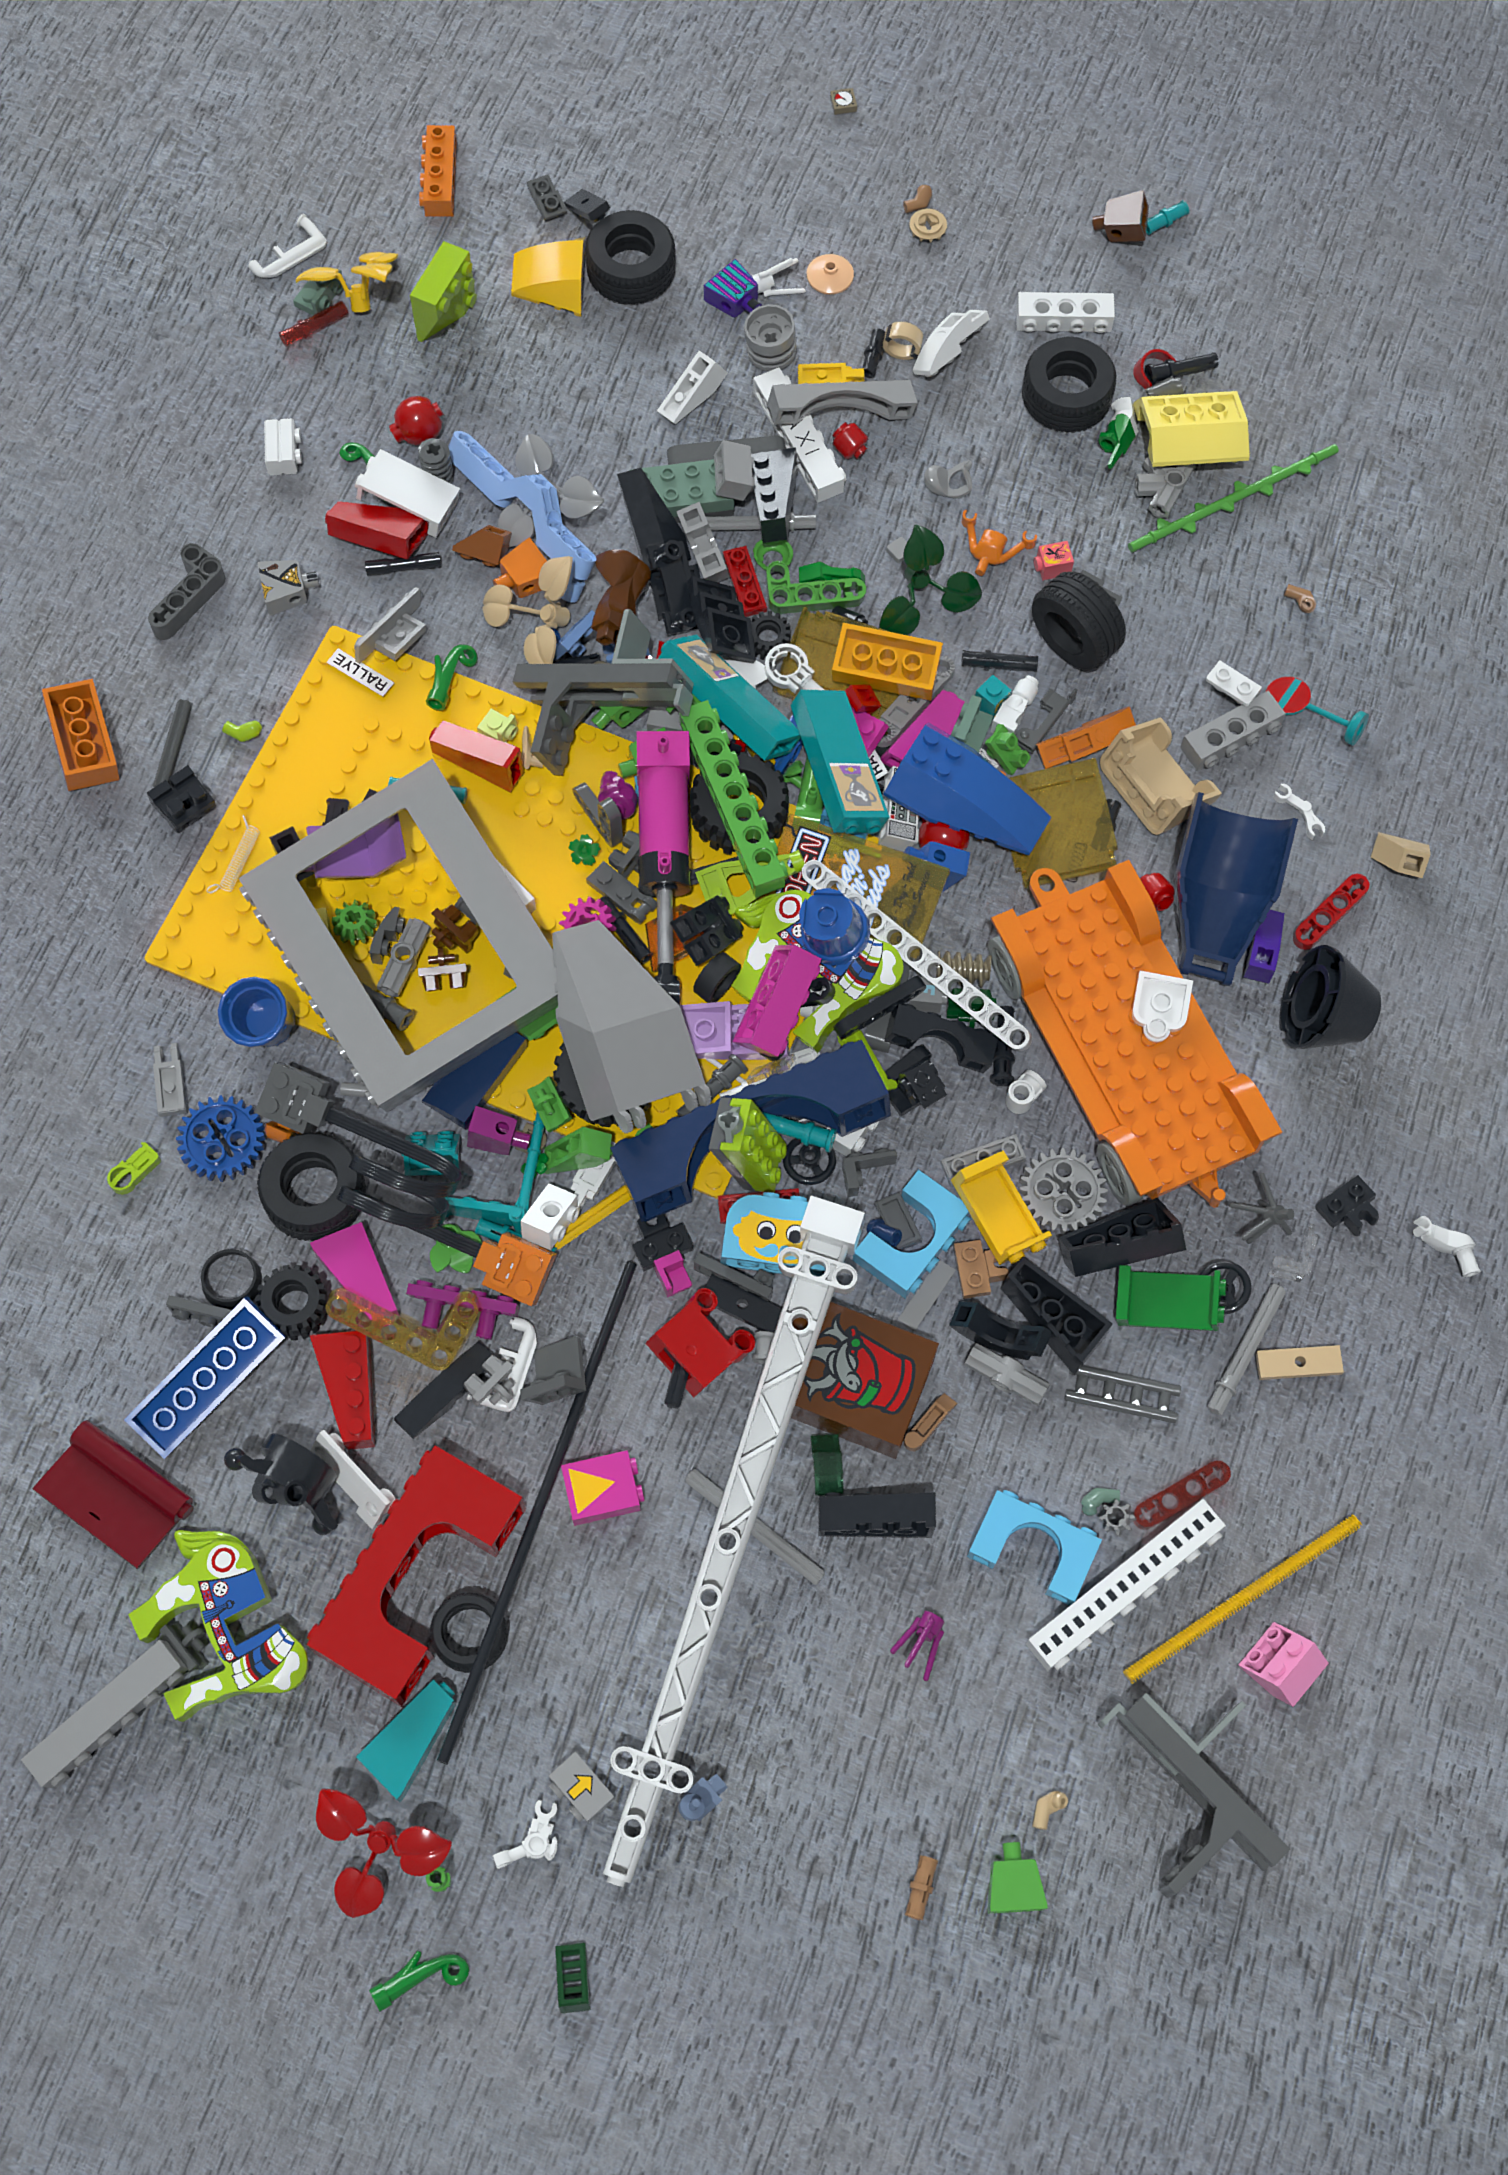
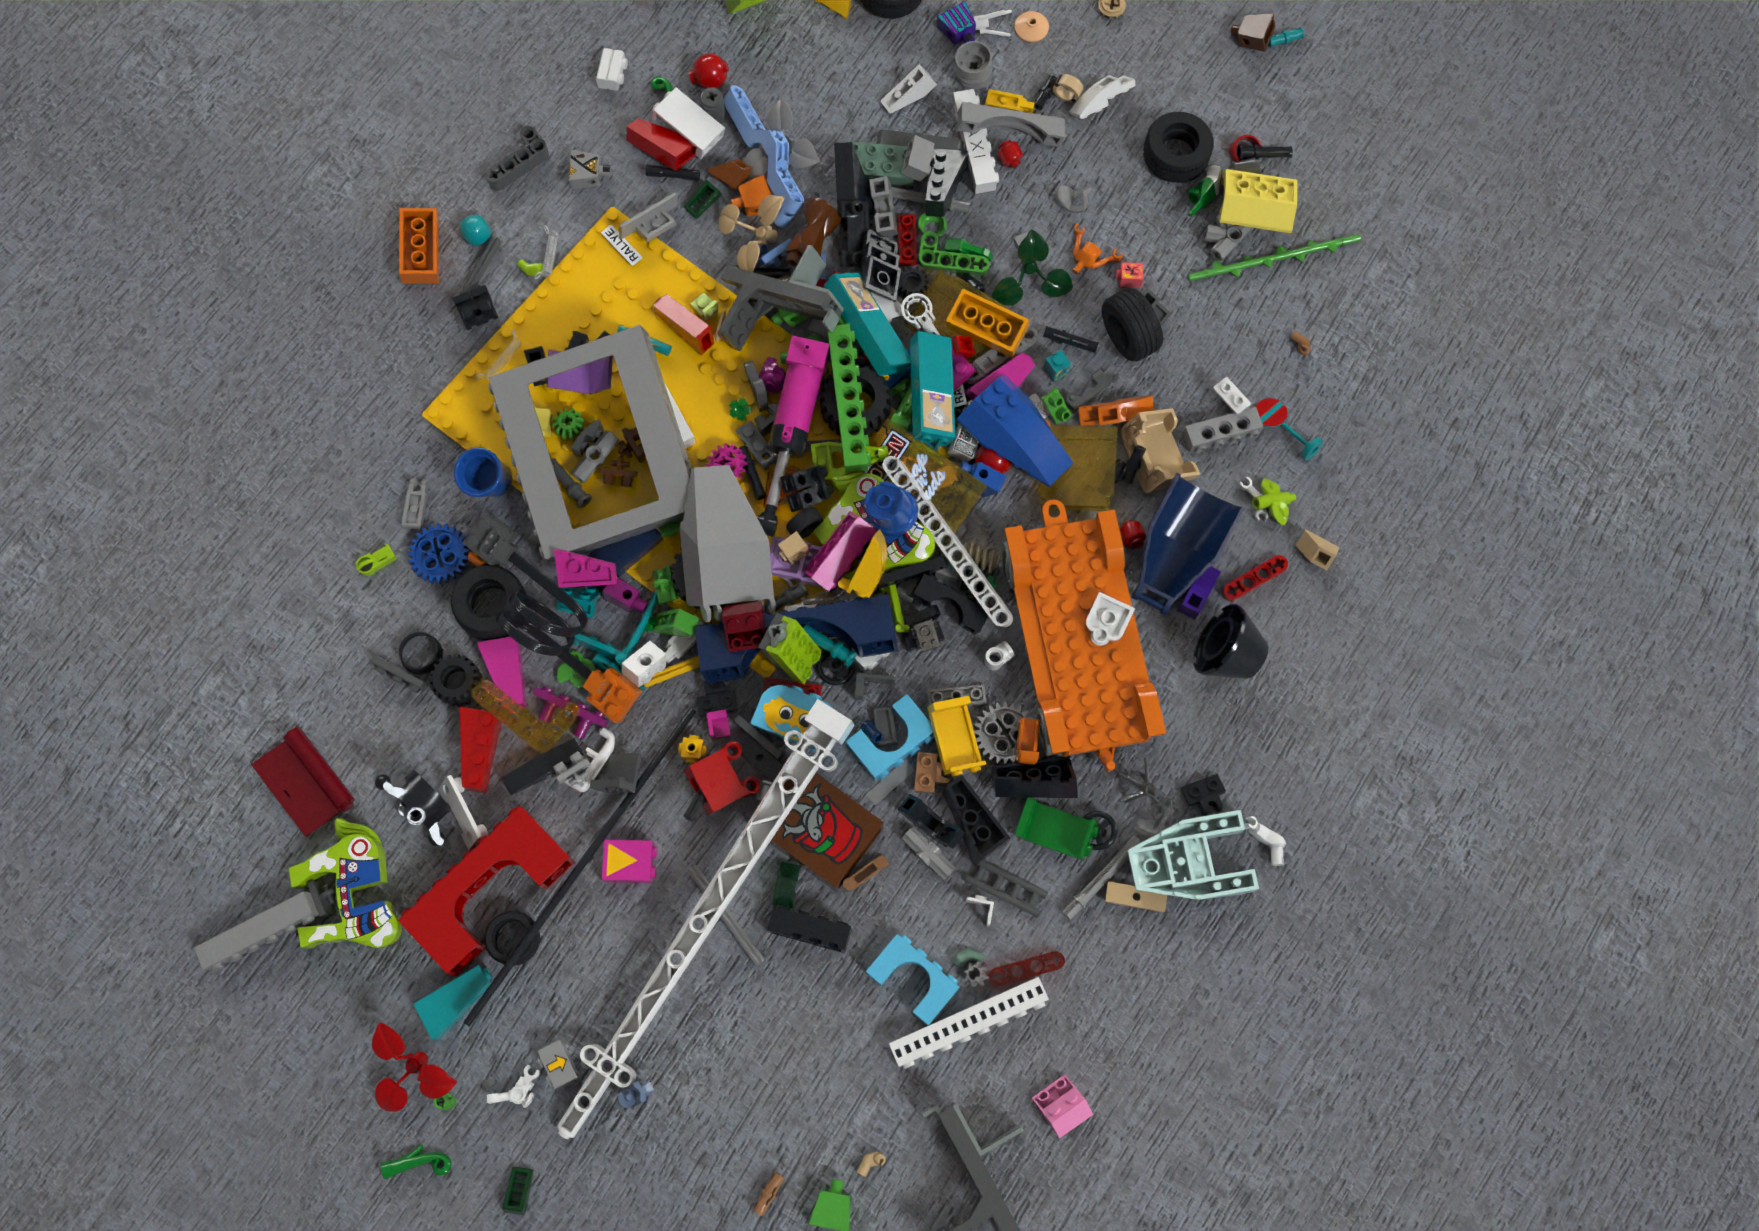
camera: 15 degrees right, 5 degrees up
(151, 697) = (475, 229): none -> teal hair
(205, 1377) = (382, 718): blue arch -> none
(260, 705) = (546, 253): none -> white piece
(434, 1109) = (581, 570): none -> dark pink wing
(444, 673) = (669, 275): green plant -> none
(454, 570) = (698, 195): none -> dark green slope
(647, 1325) = (696, 755): none -> yellow brick
(680, 1127) = (744, 626): none -> dark red slope
(712, 1013) = (793, 548): none -> tan brick
(827, 1014) = (869, 570): none -> yellow piece
(929, 1628) = (824, 1016): magenta plant -> none
(973, 724) = (1037, 383): sand green bracket -> none
(1003, 1056) = (990, 628): black pin -> none
(1015, 706) = (1070, 377): white piece -> none
(1065, 312) = (1199, 88): white brick -> none
(1096, 1419) = (981, 900): none -> white bracket
(1098, 1191) = (1027, 741): none -> orange animal
(1131, 800) = (1133, 464): none -> black pin
(1243, 1597) = (1047, 1051): yellow axle -> none
(1328, 804) = (1275, 500): none -> lime plant
(1346, 1300) = (1180, 860): none -> light aqua wedge

